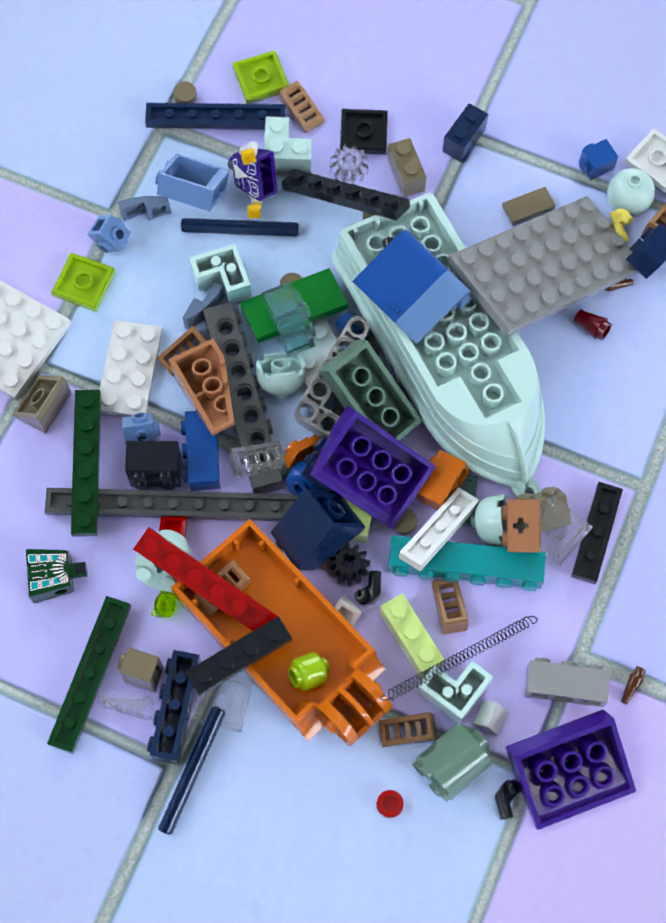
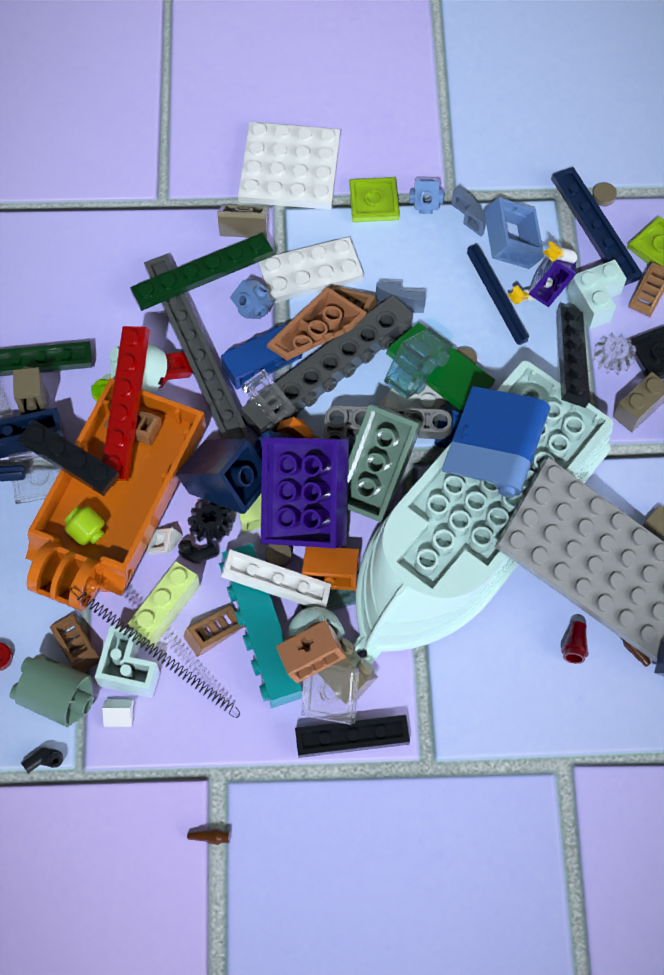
camera: 65 degrees right, 5 degrees down
(51, 573) = (90, 292): torso -> none
(153, 464) = (222, 319): black brick -> none
(224, 268) = (443, 295): light aqua brick -> none
(280, 374) = (364, 383): light aqua cylinder -> none
(567, 682) = (181, 768): light grey brick -> none
(571, 768) = (95, 807): dark purple slope -> none

